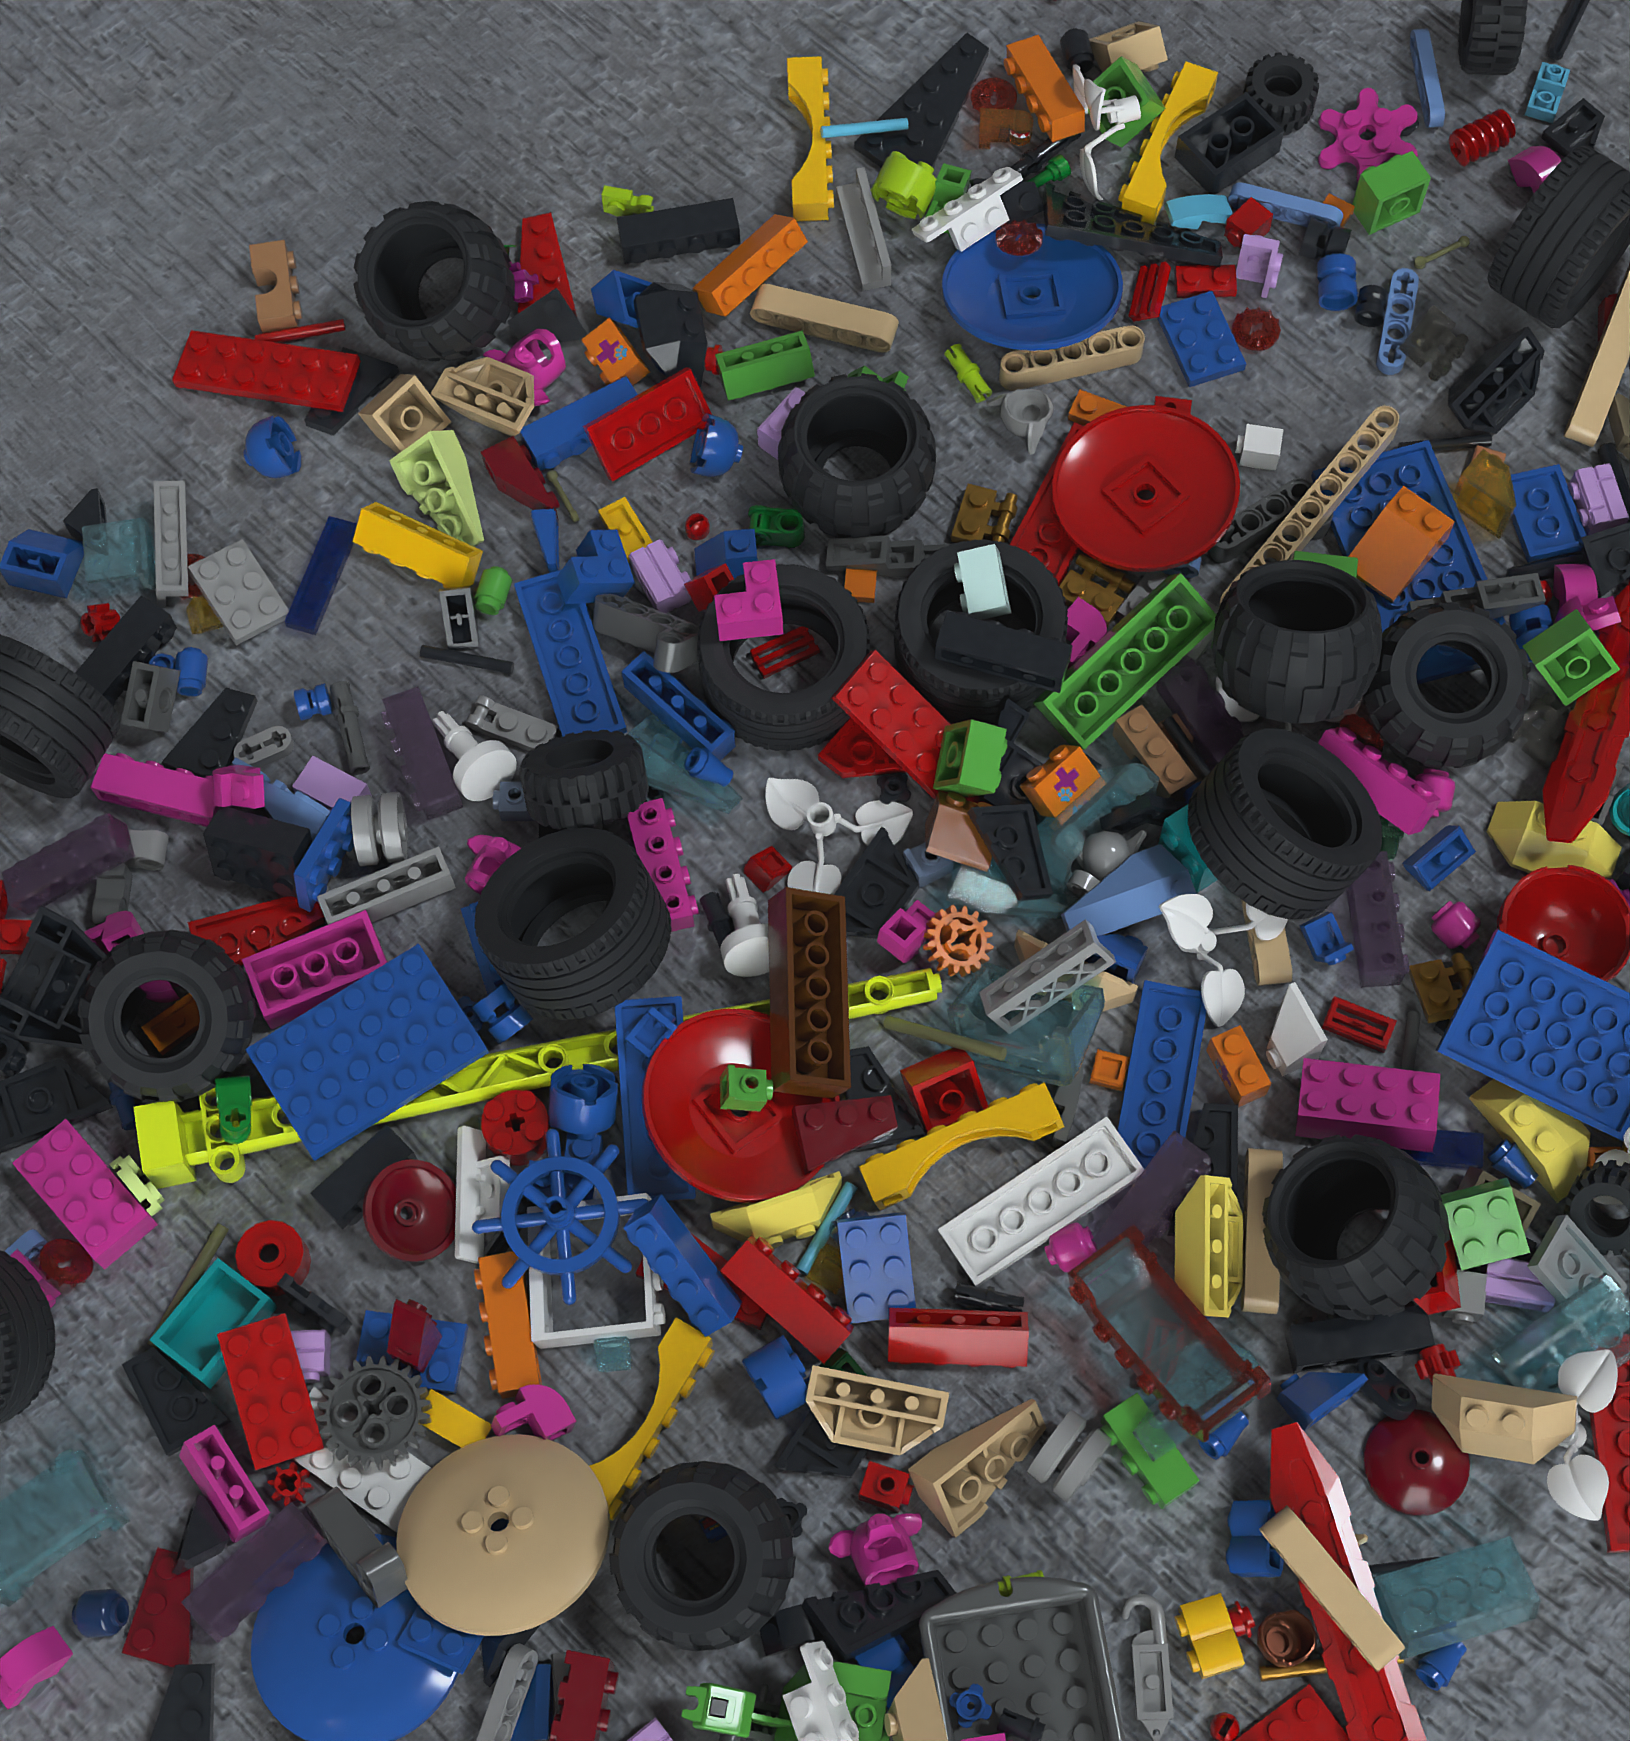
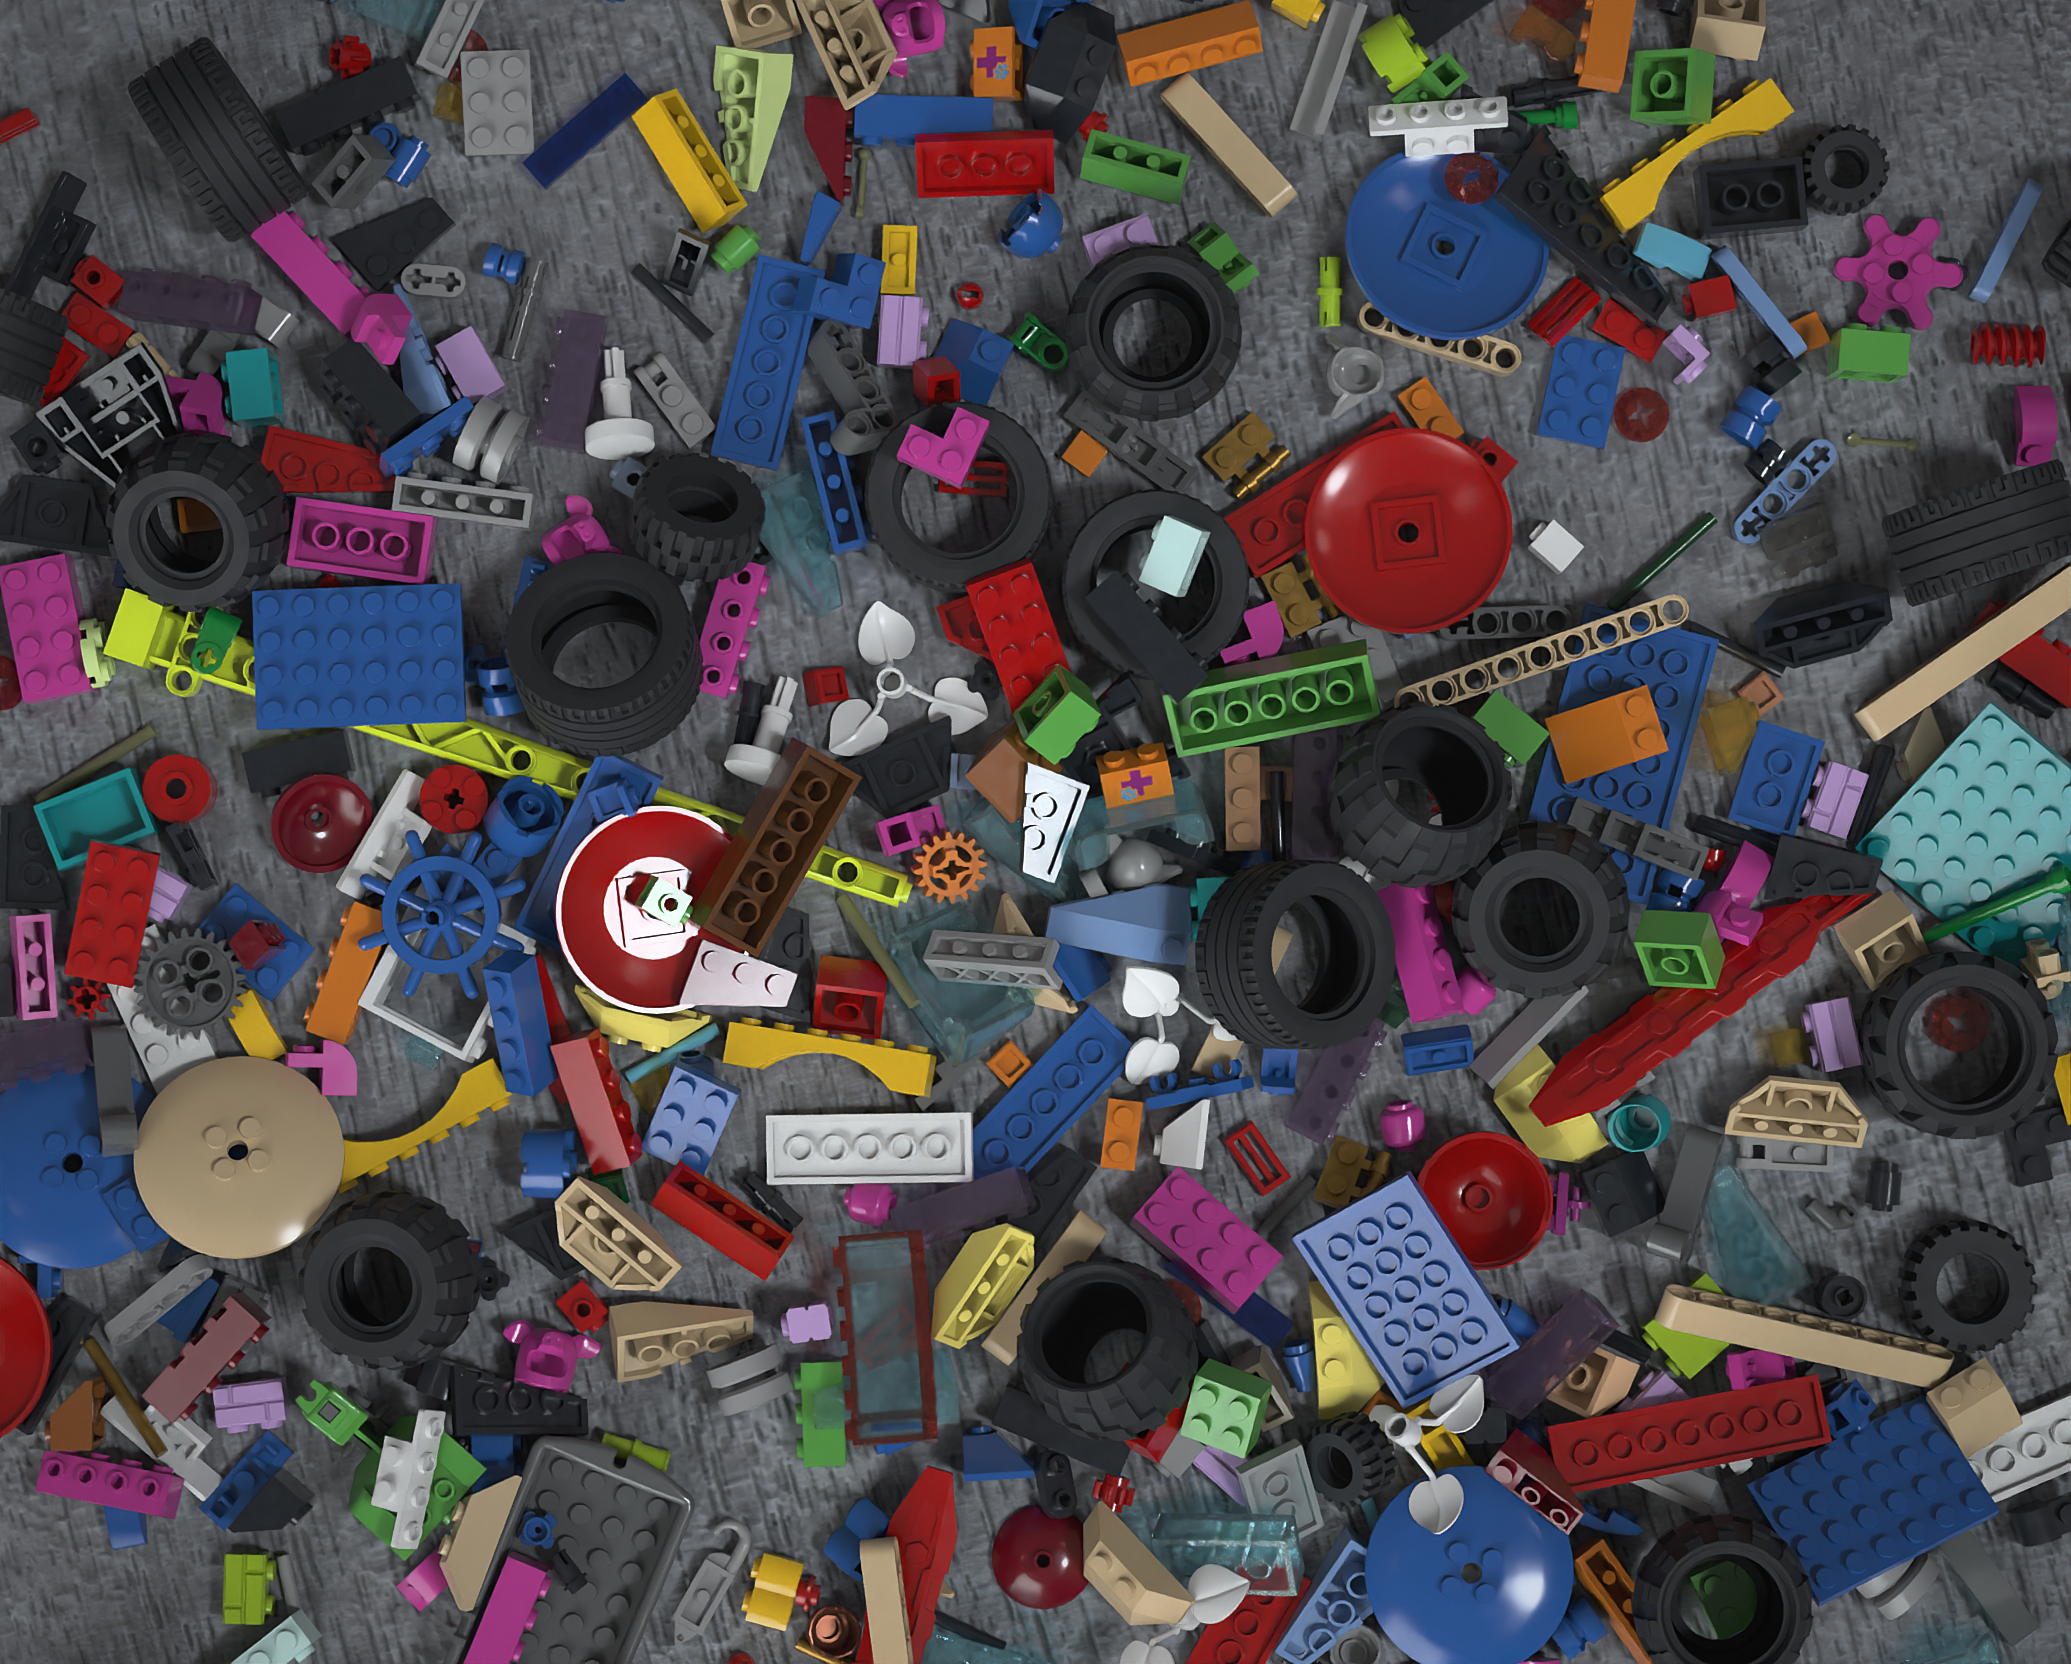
camera: 30 degrees right, 20 degrees up
(155, 897) = (253, 388): none -> teal brick
(706, 766) = (822, 562): blue cone -> none
(1086, 1374) = (808, 1321): none -> lavender brick
(1117, 111) = (1651, 111): white plant -> none
(1276, 988) = (1199, 1087): none -> blue plate
(1347, 411) = (1662, 562): none -> dark green bar
(1497, 799) = (1523, 1036): none -> light grey tile

